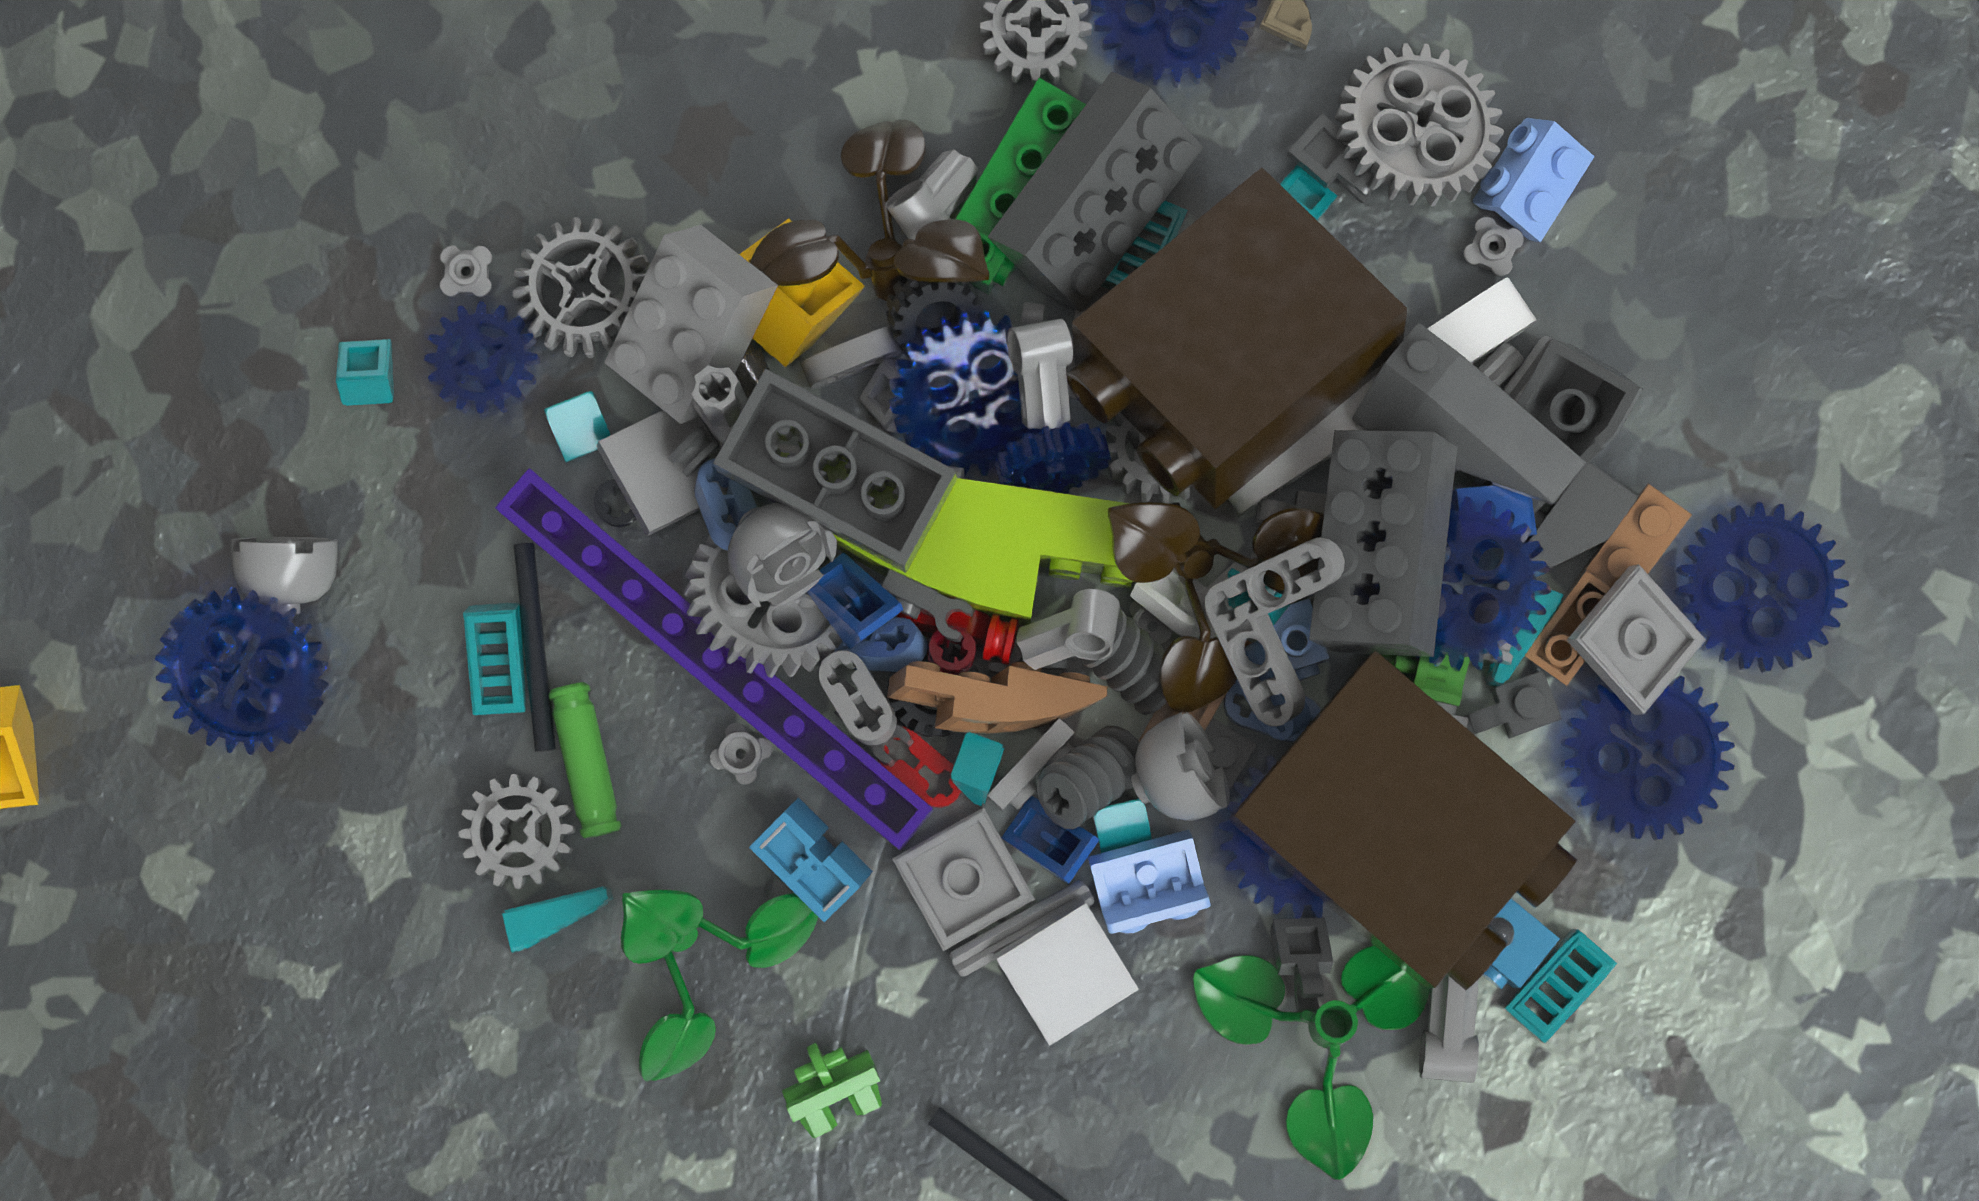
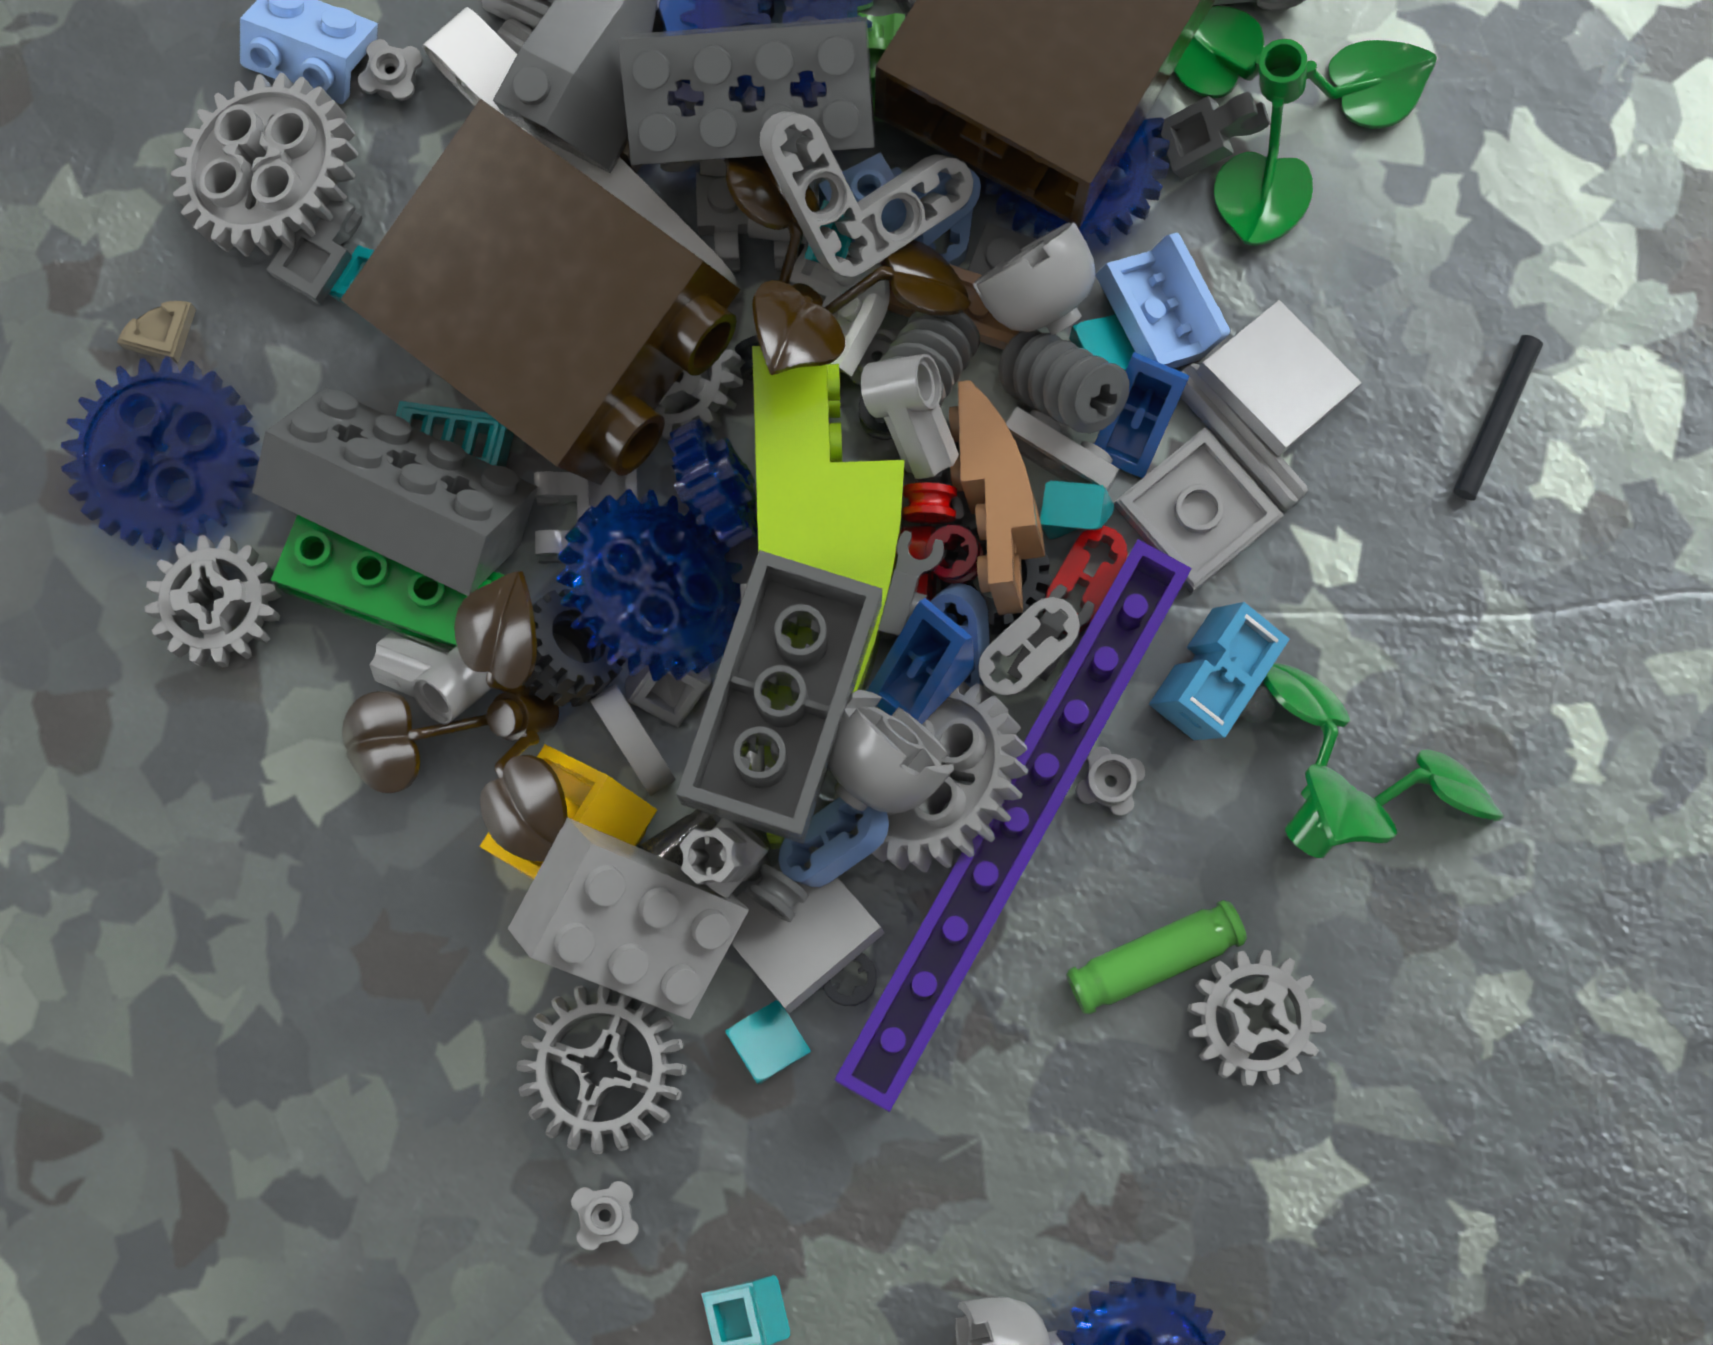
camera: 100 degrees left, 5 degrees down
(502, 351) = (684, 1188): clear blue gear -> none
(513, 635) = (1008, 1099): teal slope -> none
(534, 647) = (1036, 1044): black bar -> none
(539, 920) = (1348, 966): teal slope -> none
(829, 1080) = (1461, 606): bright green hips -> none
(1040, 359) = (605, 503): light grey piece -> none

